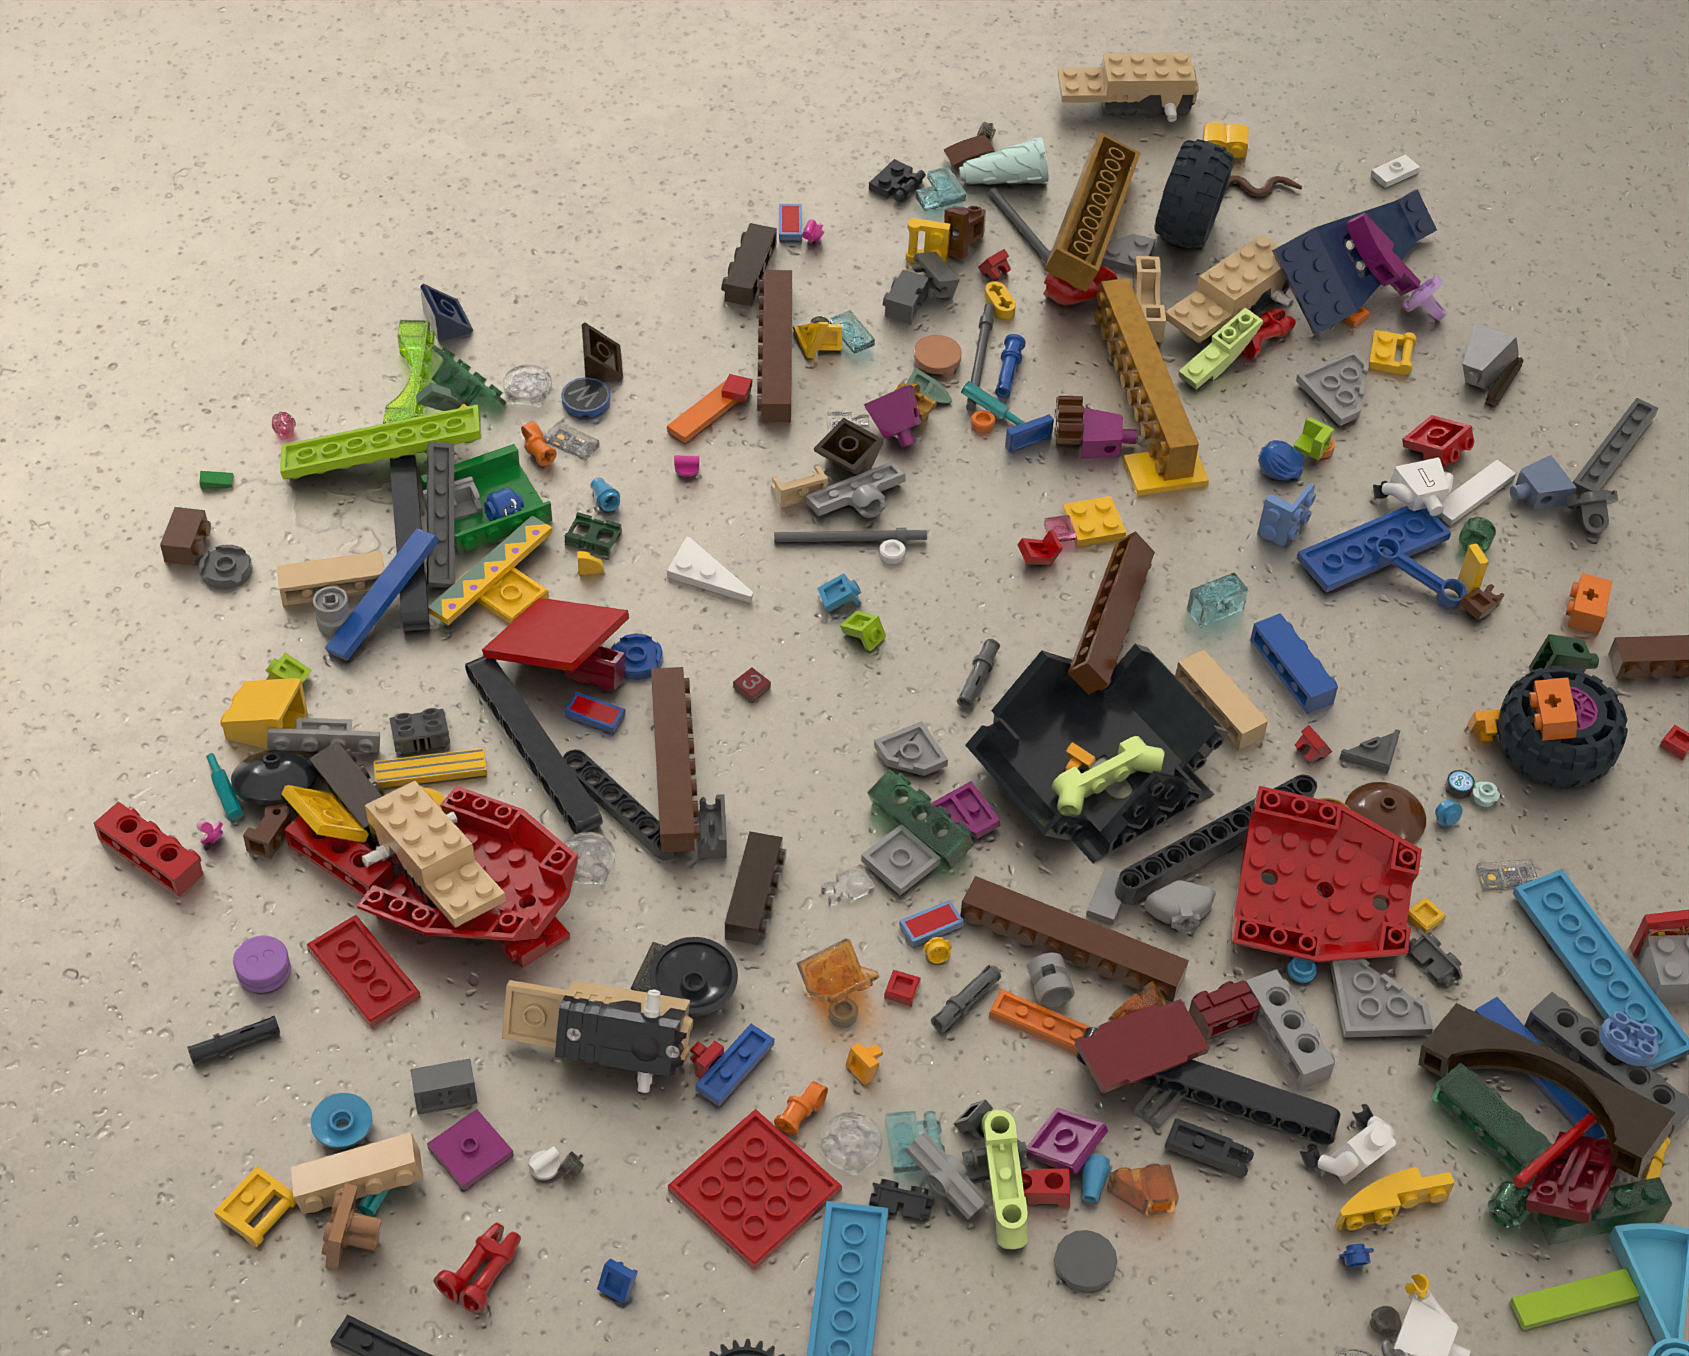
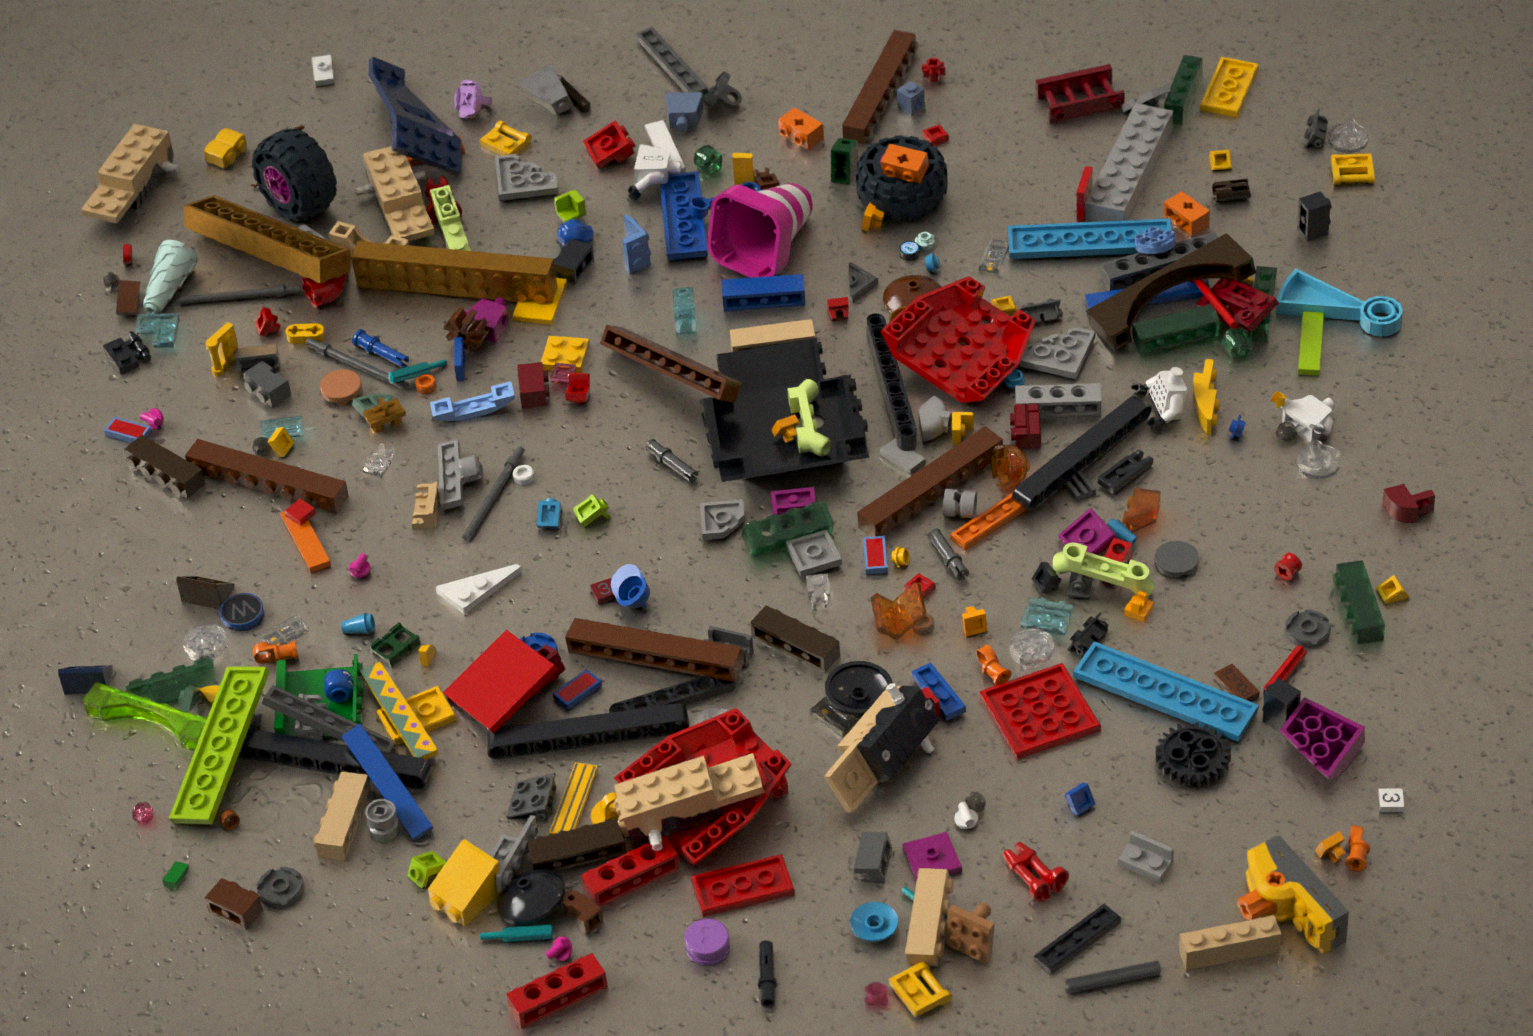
camera: 60 degrees left, 5 degrees down
(237, 1155) = (879, 989): none -> clear pink plate
(298, 491) = (234, 819): none -> dark orange hinge
(324, 813) = (595, 862): yellow tile -> none
(755, 705) = (630, 587): none -> blue piece
(810, 337) = (276, 448): yellow tile -> none
(850, 447) = (411, 460): dark brown slope -> none
(896, 414) = (397, 422): magenta torso -> none
(946, 1175) = (1086, 602): light grey piece -> none
(966, 470) = (475, 406): none -> light blue slope
(971, 225) = (213, 319): reddish brown tile -> none
(978, 1244) = (1139, 607): none -> light orange tile
(1024, 507) = (532, 385): none -> dark red brick
(1028, 128) = (127, 253): none -> red tile
(1141, 1045) = (1046, 465): dark red piece -> none
(1182, 933) = (960, 422): none -> yellow bracket
(1236, 474) = (573, 260): none -> black brick
(1377, 254) = (424, 101): magenta slope -> none
(1383, 615) = (755, 228): none -> dark pink cone

